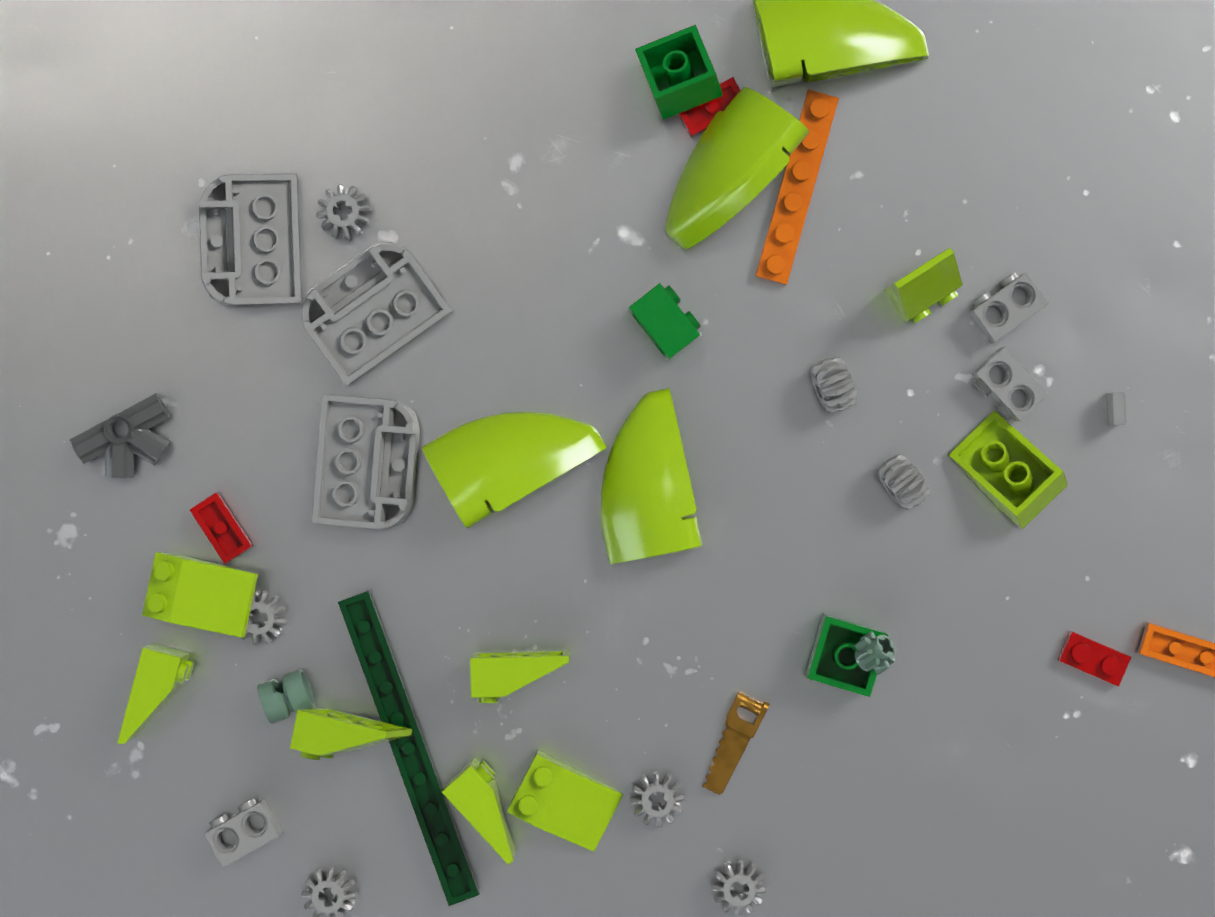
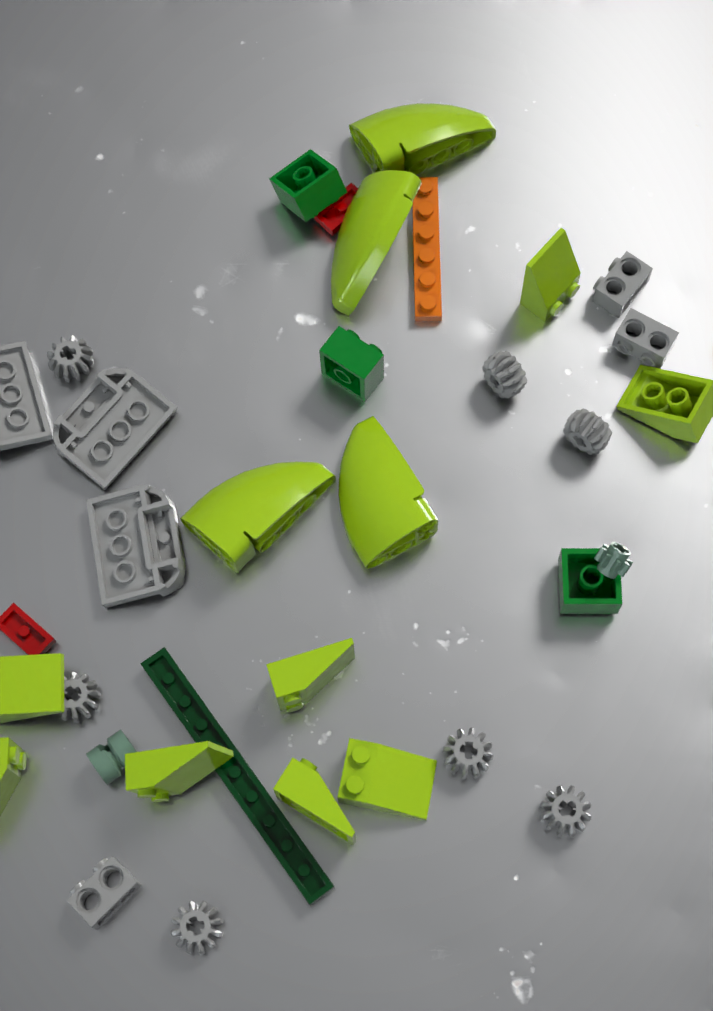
camera: 10 degrees left, 20 degrees down
(734, 741) = (518, 687): pearl gold piece -> none

